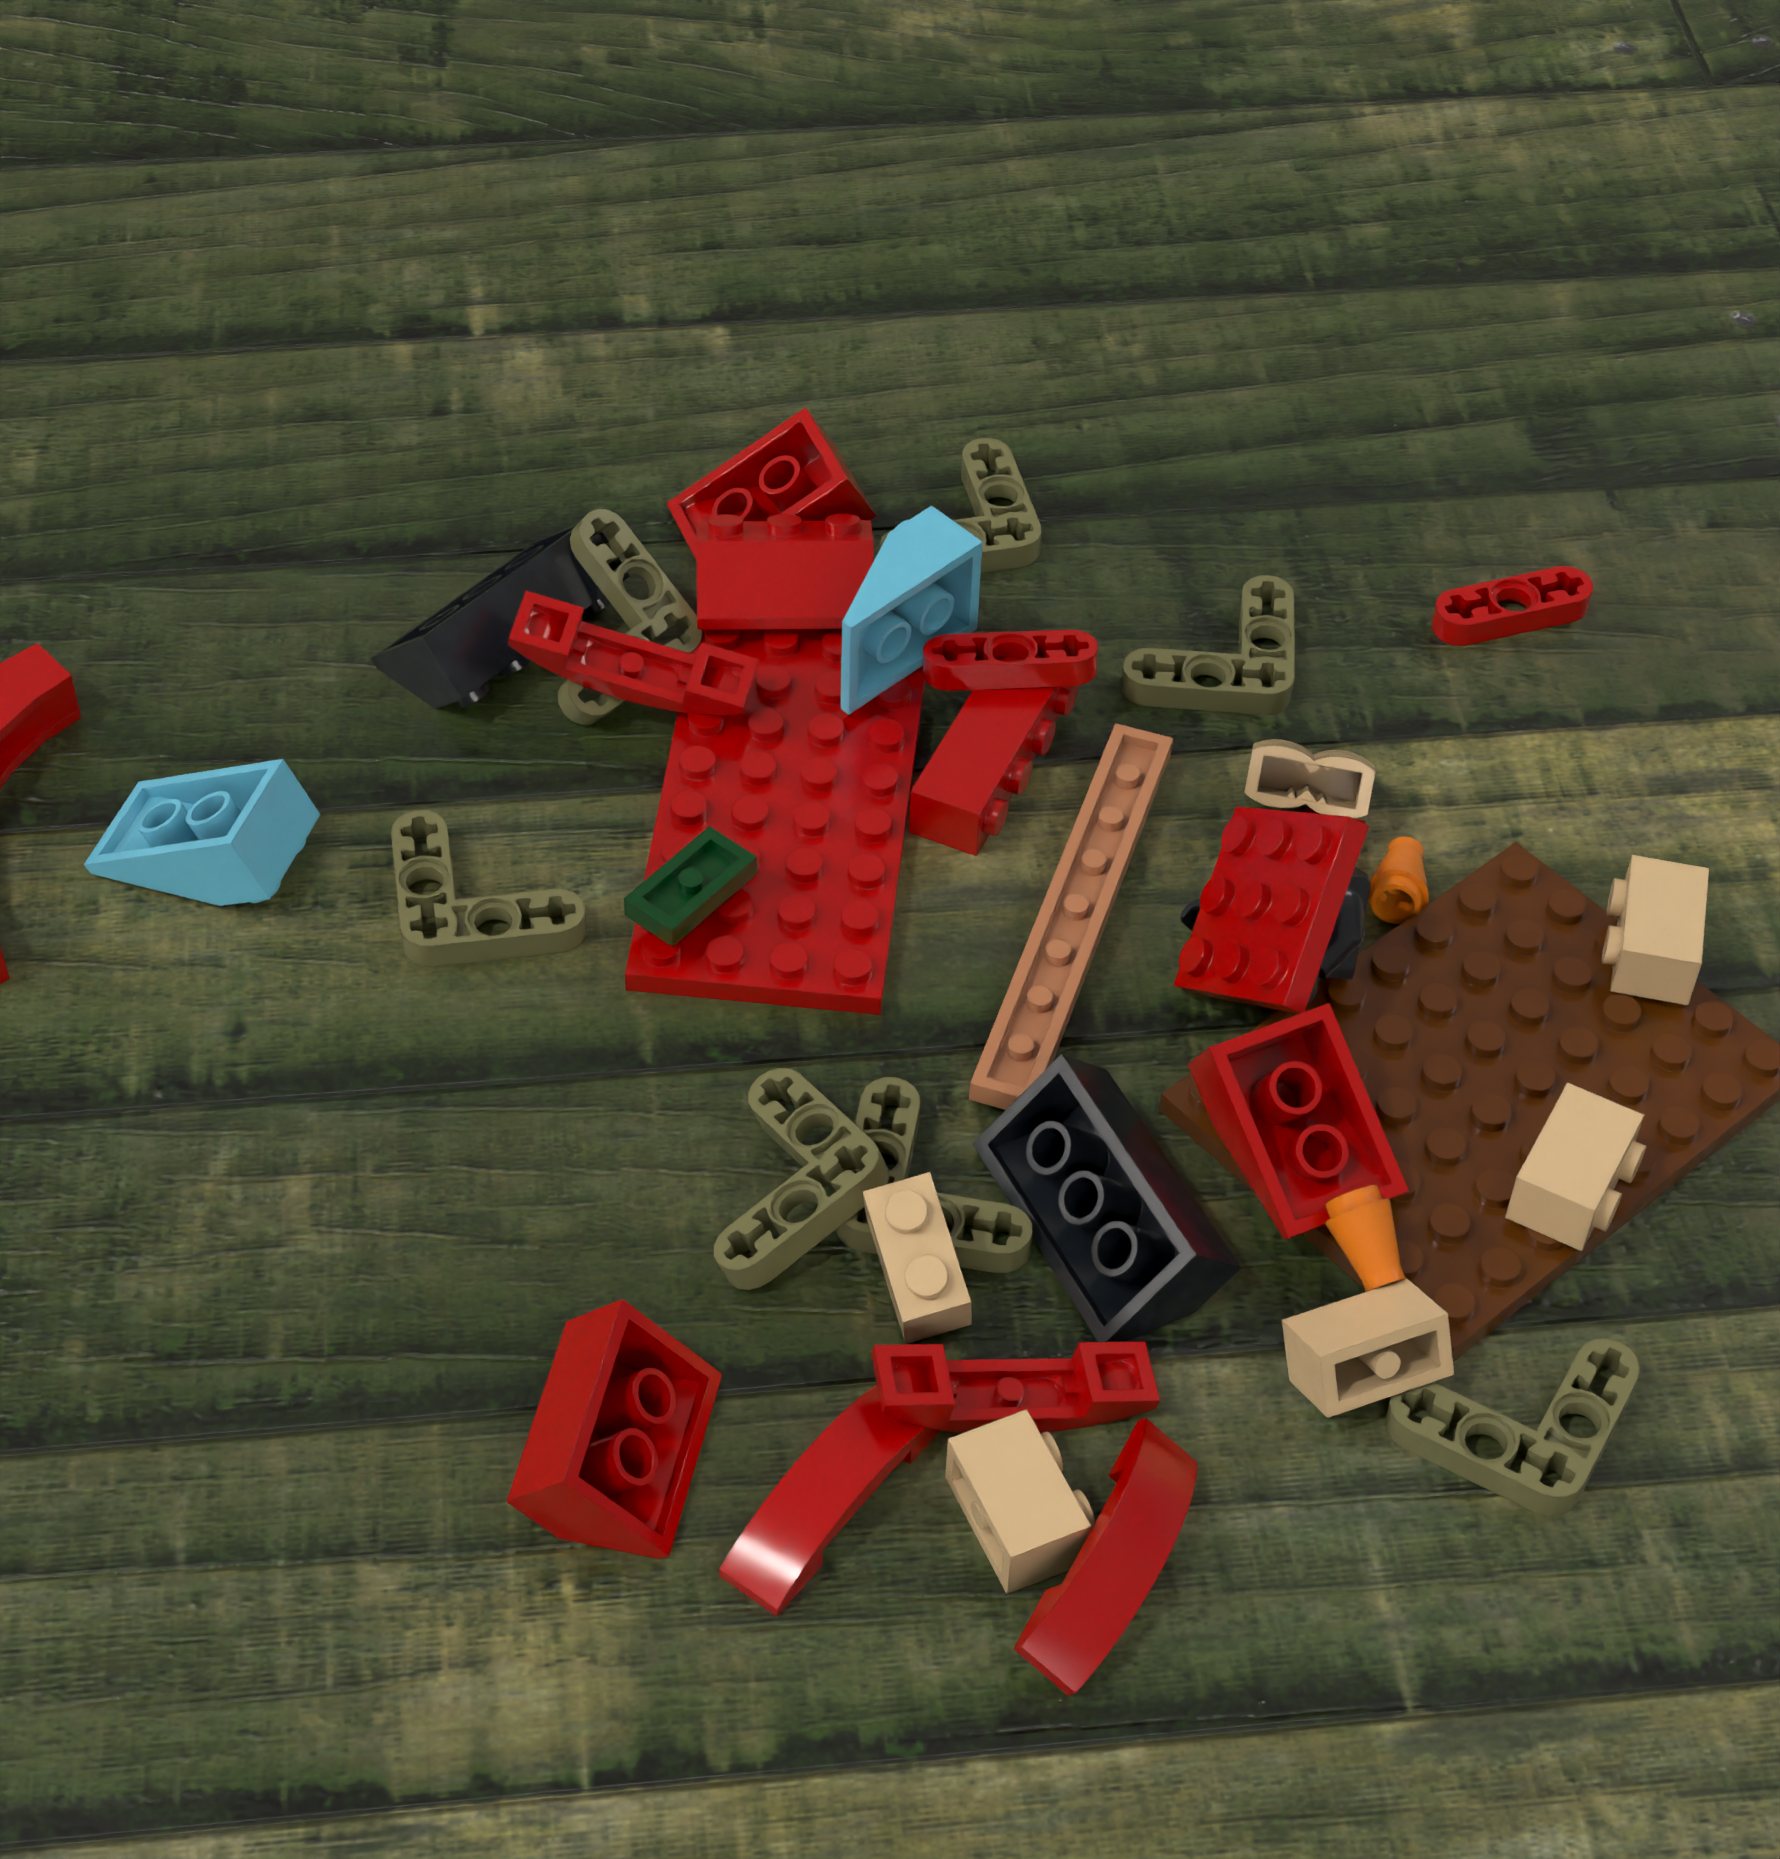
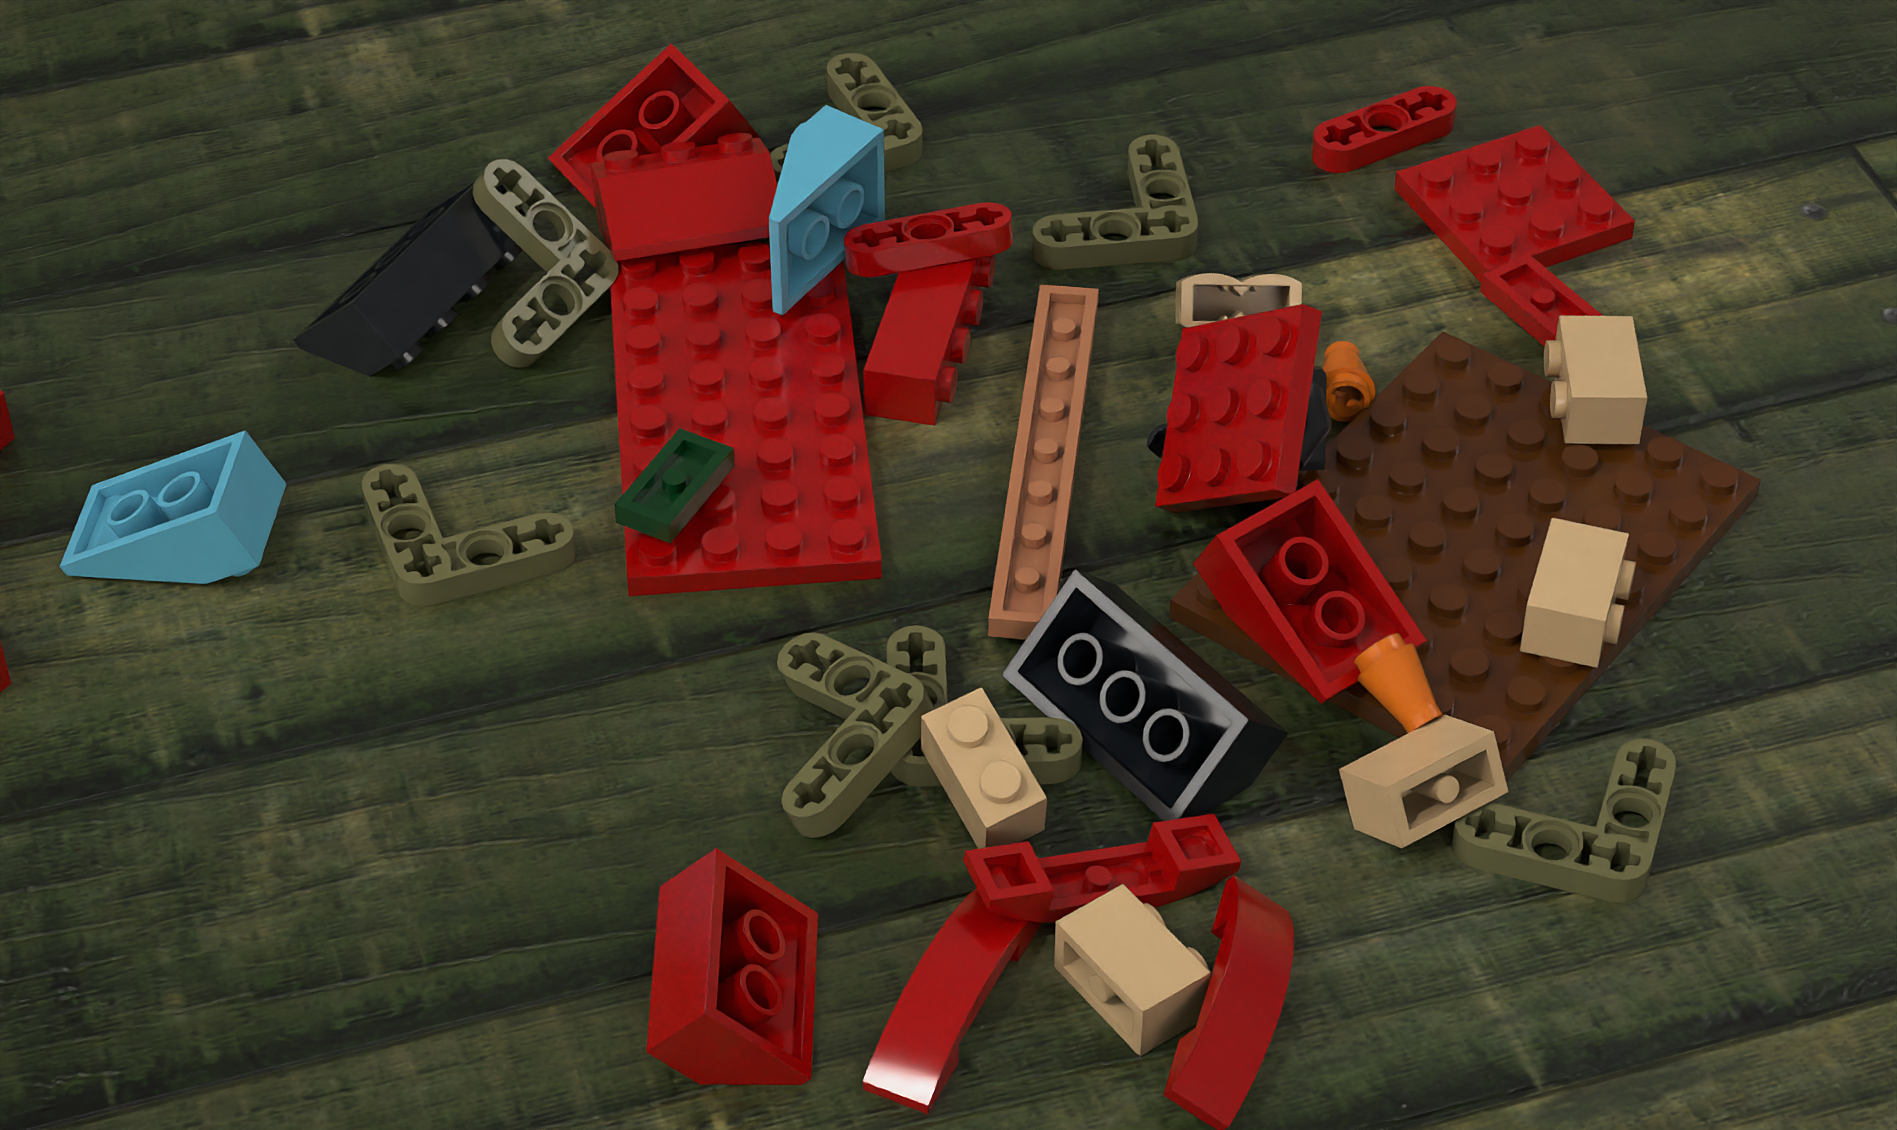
camera: 10 degrees left, 5 degrees down
(628, 666) = (561, 303): red slope -> none
(1622, 822) = (1533, 296): none -> red plate
(1626, 712) = (1514, 201): none -> red plate

